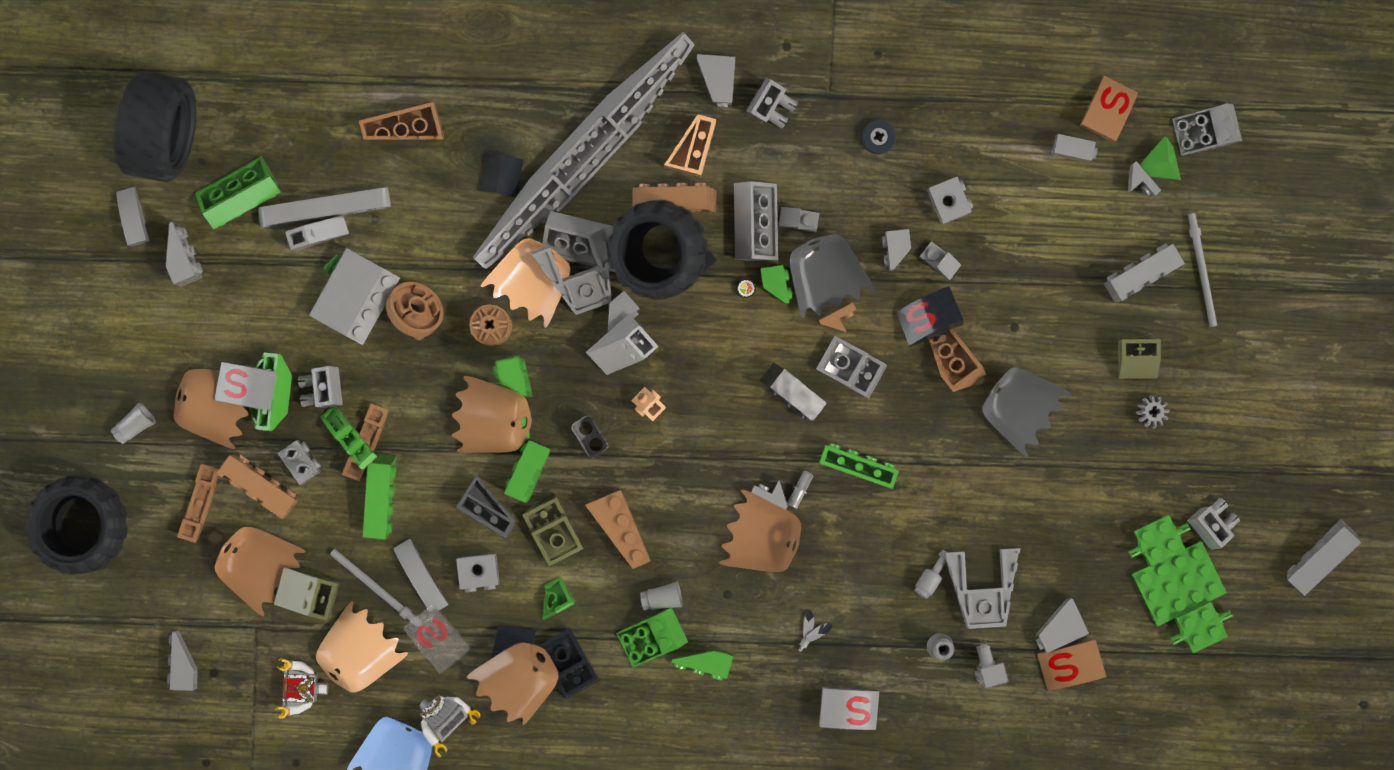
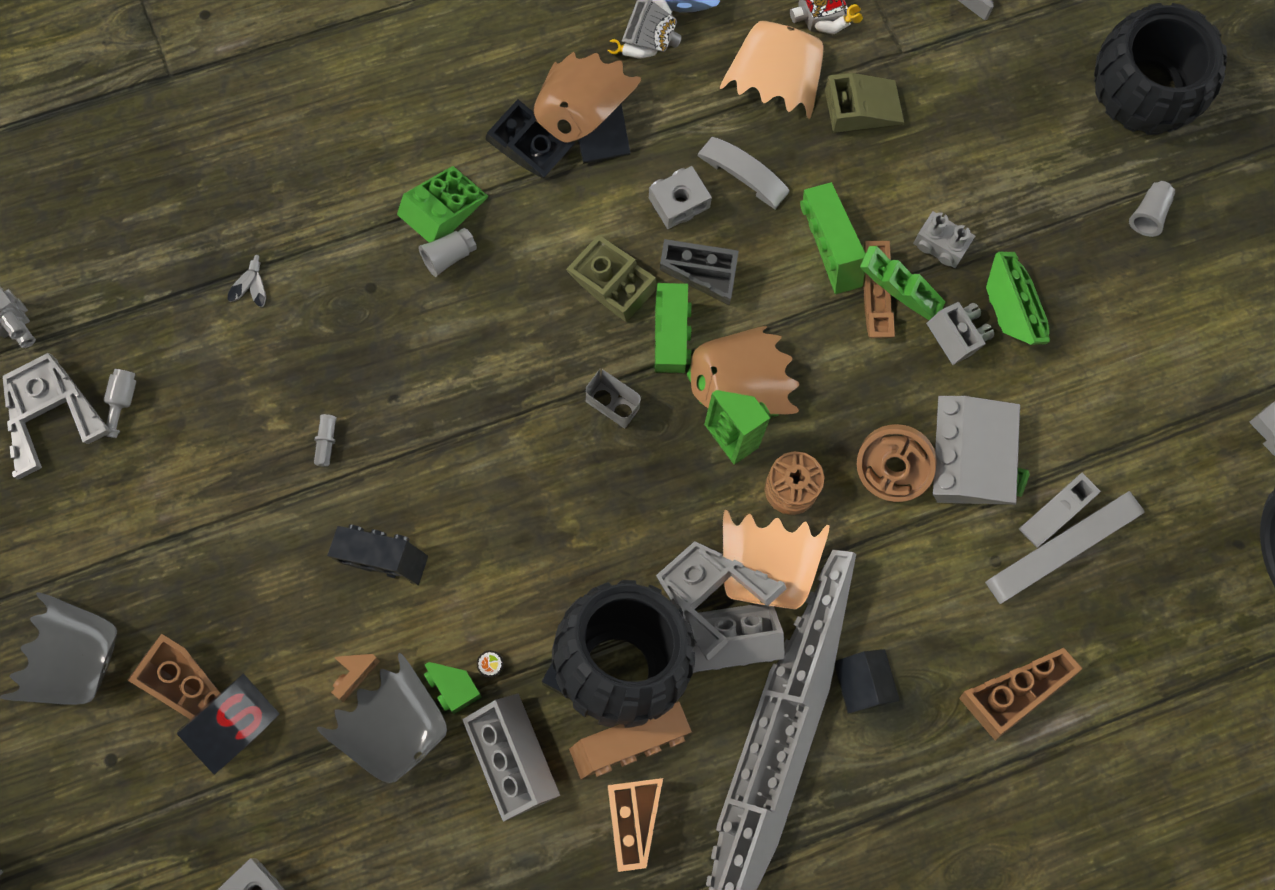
camera: 150 degrees right, 15 degrees down
(180, 259) = (1206, 414): light grey slope -> none
(199, 503) = (1032, 153): medium nougat slope -> none
(203, 413) = (1077, 266): medium nougat piece -> none
(237, 193) = (1178, 521): bright green slope -> none
(246, 386) = (1051, 290): light grey slope -> none
(256, 565) = (936, 109): medium nougat piece -> none
(258, 485) = (980, 194): medium nougat wedge -> none
(405, 612) = (742, 127): light grey bar -> none
(437, 639) = (693, 109): clear slope -> none
(556, 598) = (572, 205): bright green slope -> none
(618, 523) = (534, 312): medium nougat wedge -> none
(620, 308) = (640, 563): light grey slope -> none
(622, 346) = (617, 524): light grey slope -> none
(648, 403) = (556, 466): light nougat brick -> none
(711, 662) = (365, 200): bright green slope -> none
(762, 536) = (351, 364): medium nougat piece -> none
(777, 496) = (354, 417): light grey slope -> none
(799, 219) = (454, 784): light grey slope -> none
(848, 708) = (172, 211): light grey slope -> none
(851, 367) = (312, 617): light grey slope -> none
(863, 468) = (257, 493): bright green brick -> none
(897, 246) = (305, 801): light grey slope -> none
(934, 643) = (78, 321): light grey plant -> none
(940, 260) = (242, 808): light grey slope -> none

